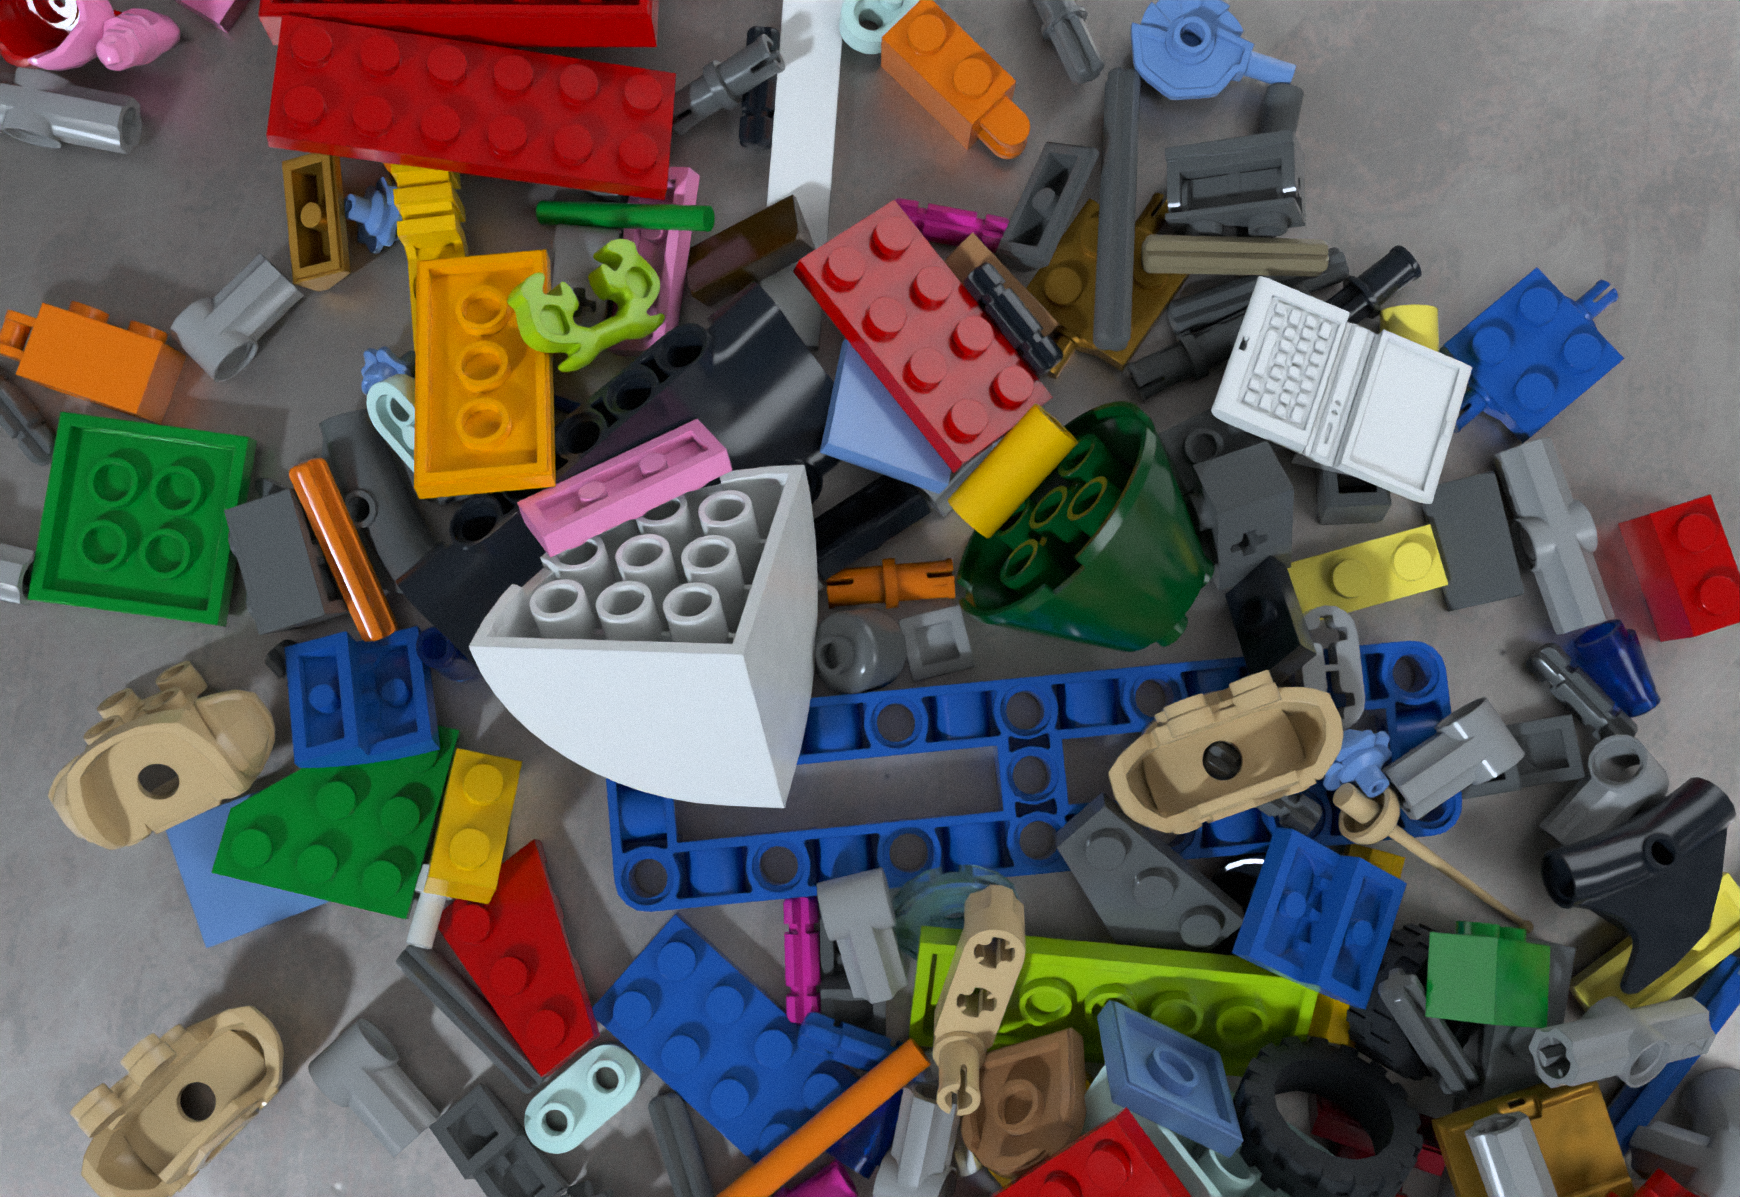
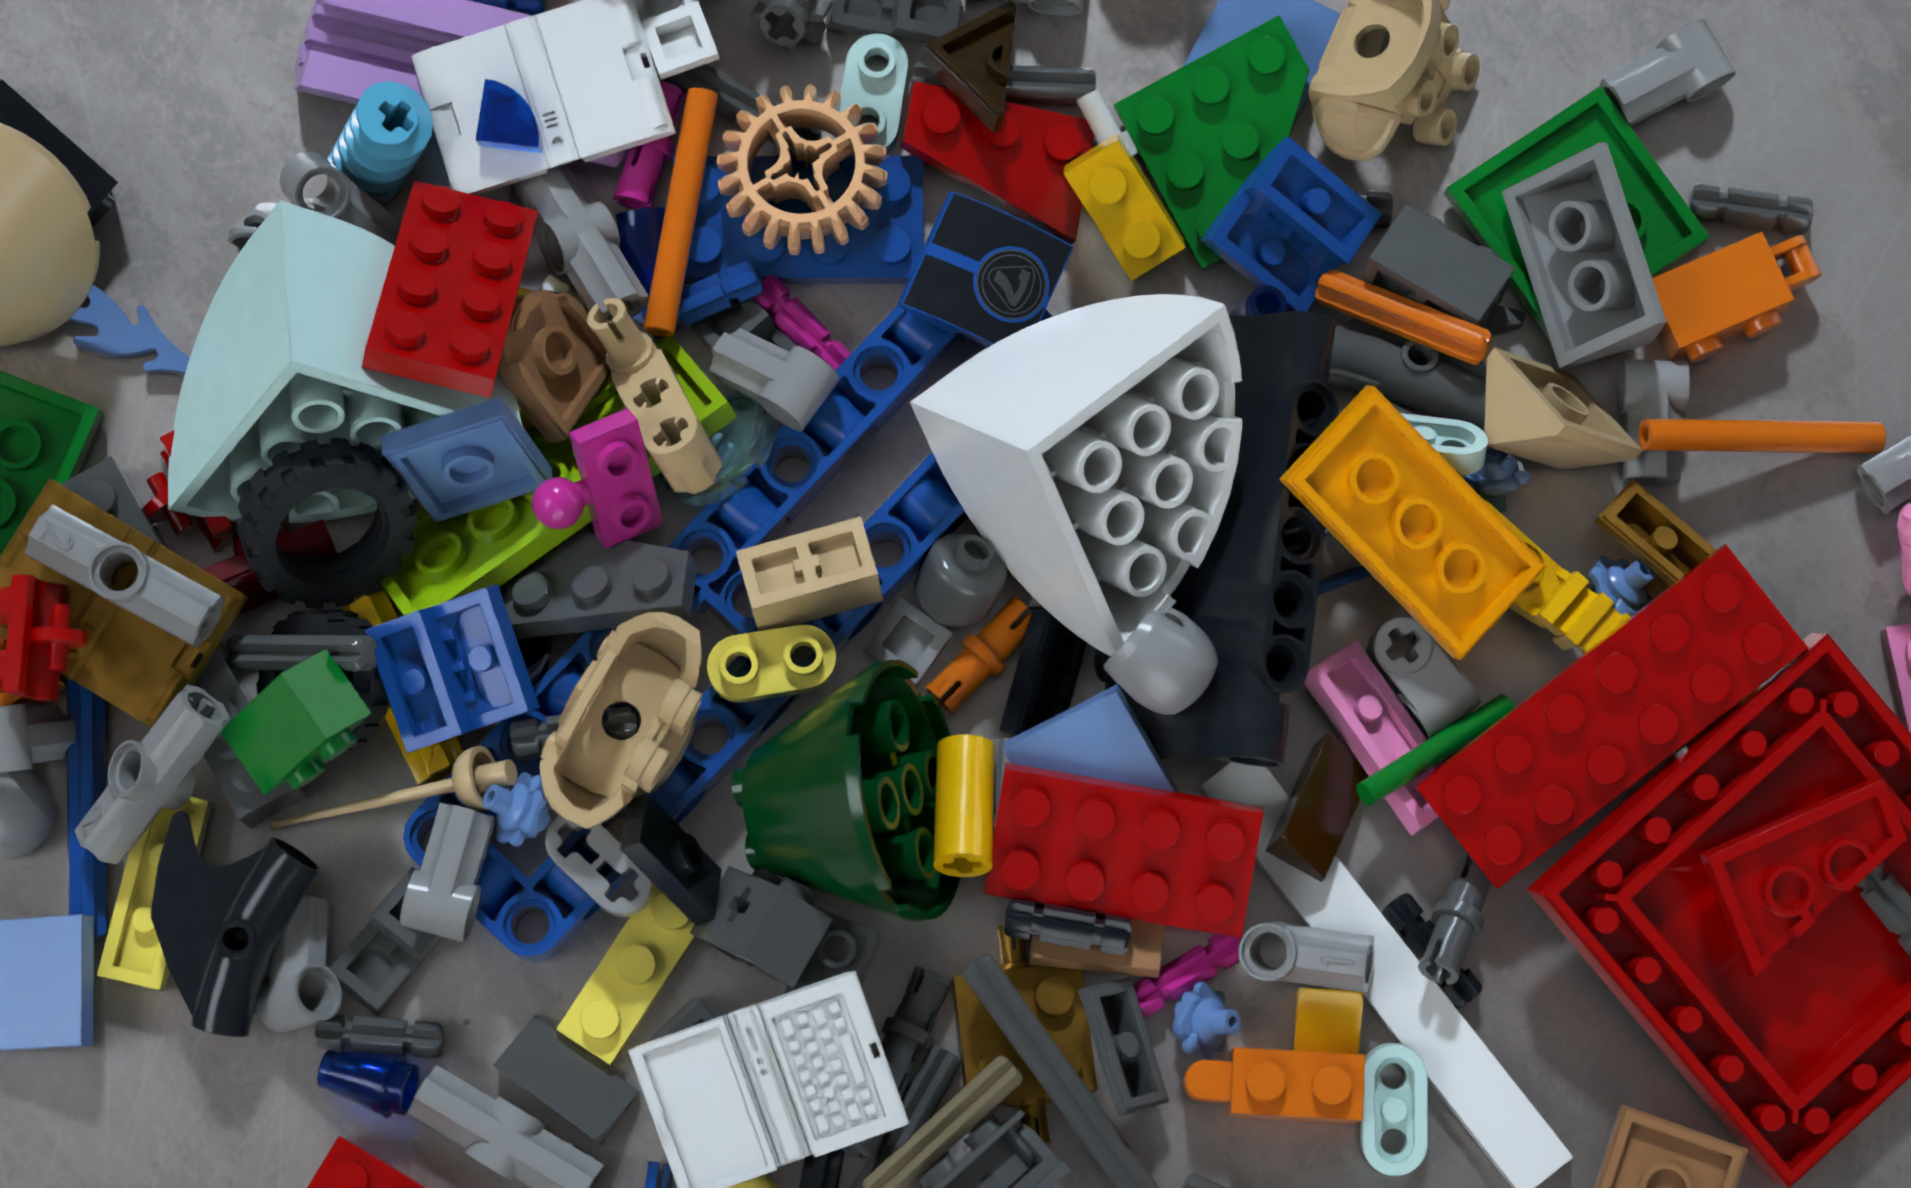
camera: 140 degrees right, 5 degrees down
(161, 468) = (1585, 258): none -> light grey slope
(170, 230) = (1761, 436): none -> orange piece
(306, 378) = (1549, 416): none -> tan slope
(481, 1048) = (976, 63): none -> dark brown tile
(548, 320) = (1397, 594): lime helmet -> none
(624, 487) = (1230, 524): bright pink plate -> none
(629, 867) = (984, 272): none -> black slope
(664, 1077) = (779, 185): none -> light nougat gear
(772, 426) = (1164, 662): none -> light grey helmet
(850, 146) = (1313, 956): none -> light grey piece
(879, 104) = (1327, 1020): none -> yellow slope
(970, 175) = (1204, 1021): none -> medium blue plant
(979, 747) = (810, 575): none -> tan hinge
(1064, 707) = (772, 668): none -> light yellow plate
(1070, 955) = (613, 483): none -> dark pink plate

